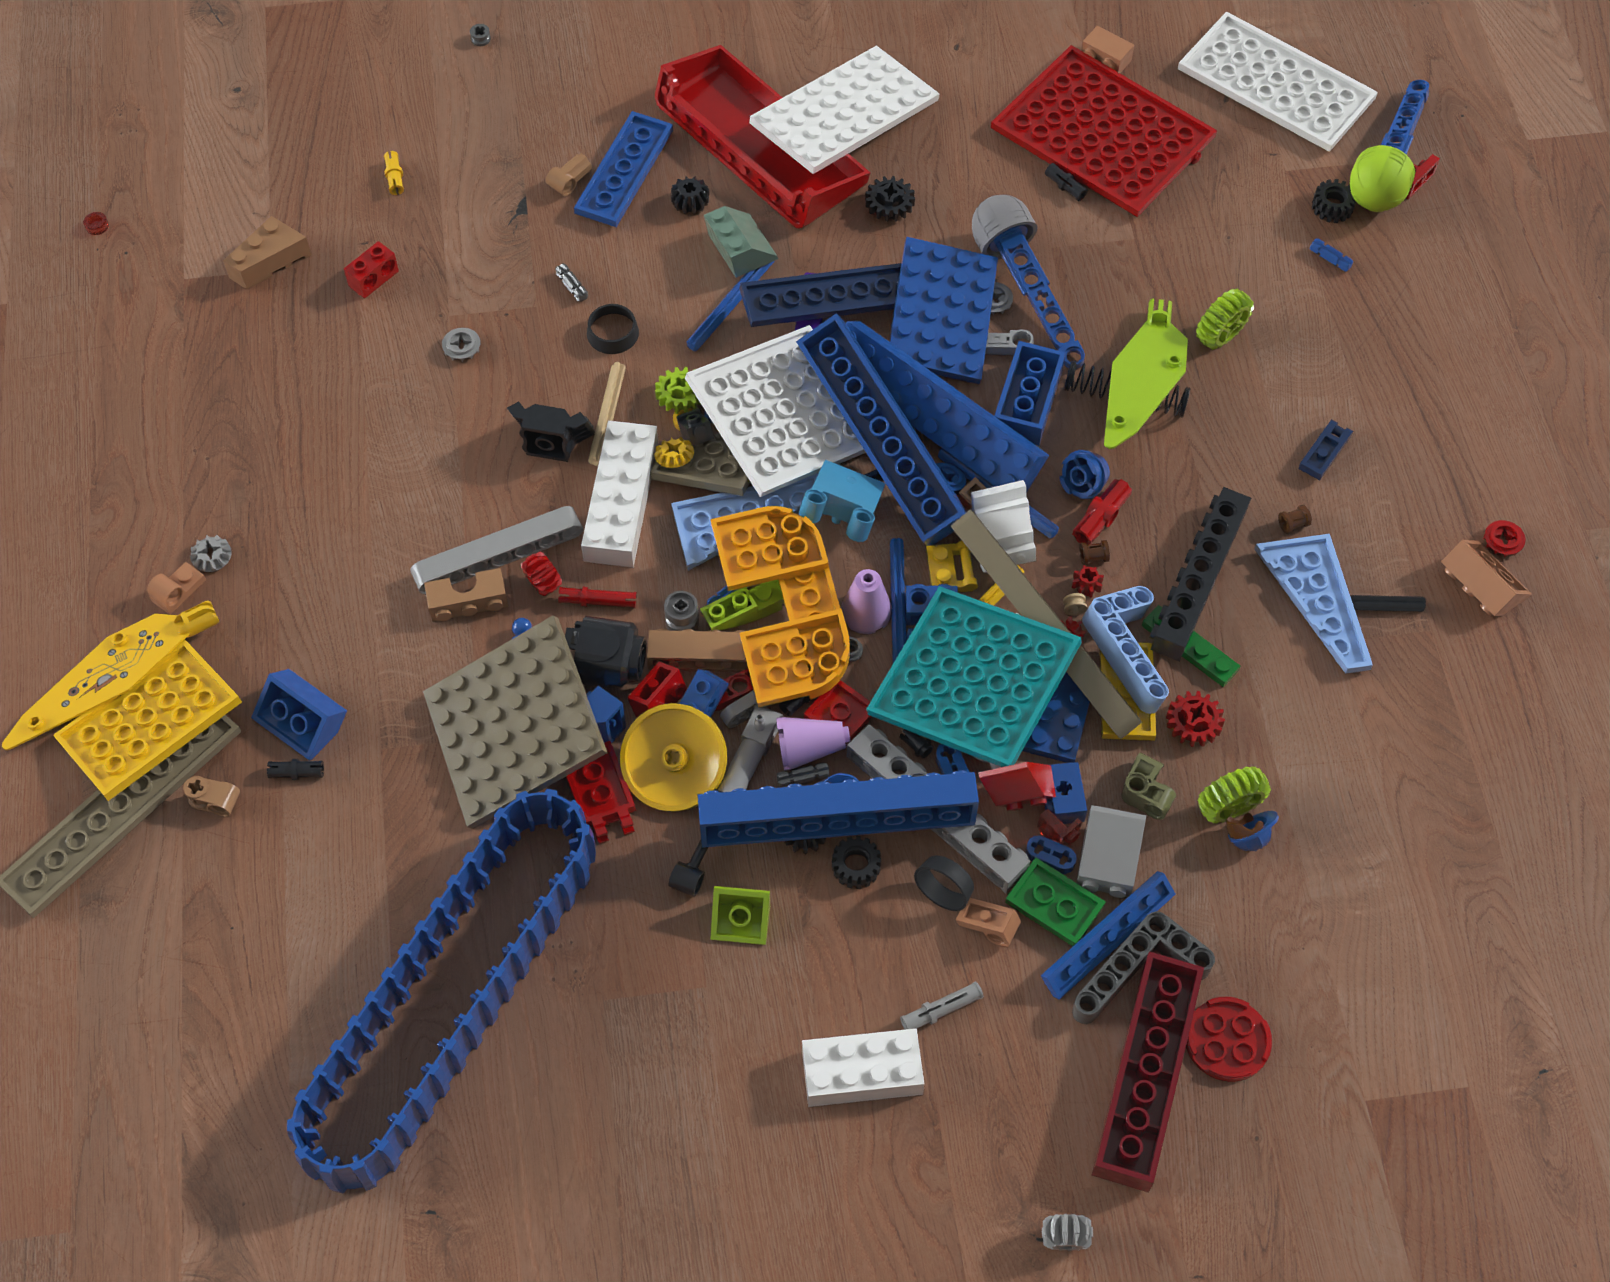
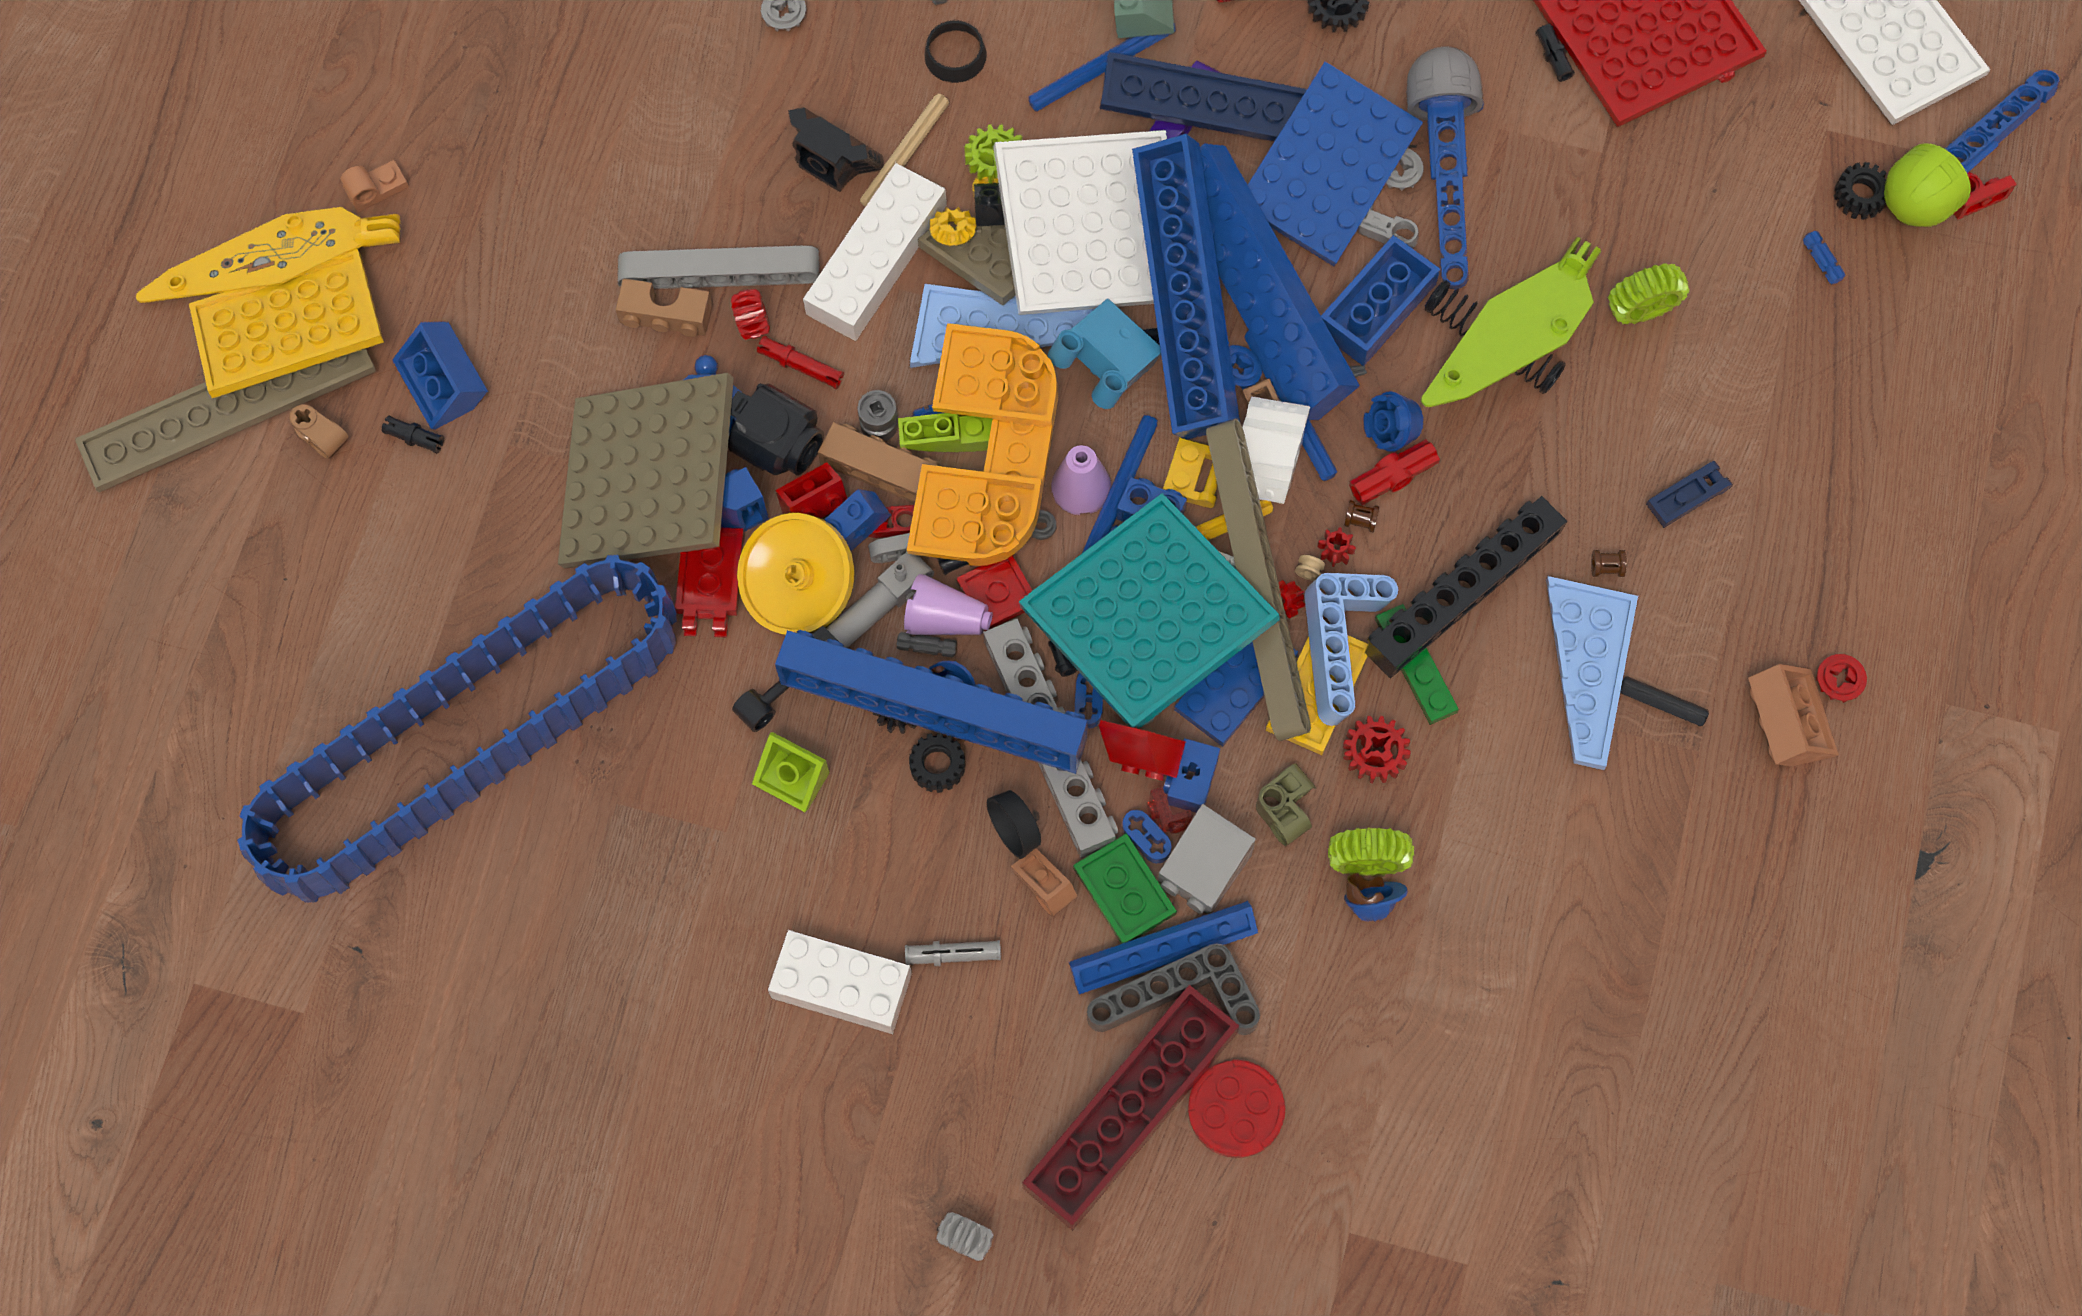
camera: 25 degrees right, 10 degrees up
(220, 557) = (431, 167): light grey gear -> none

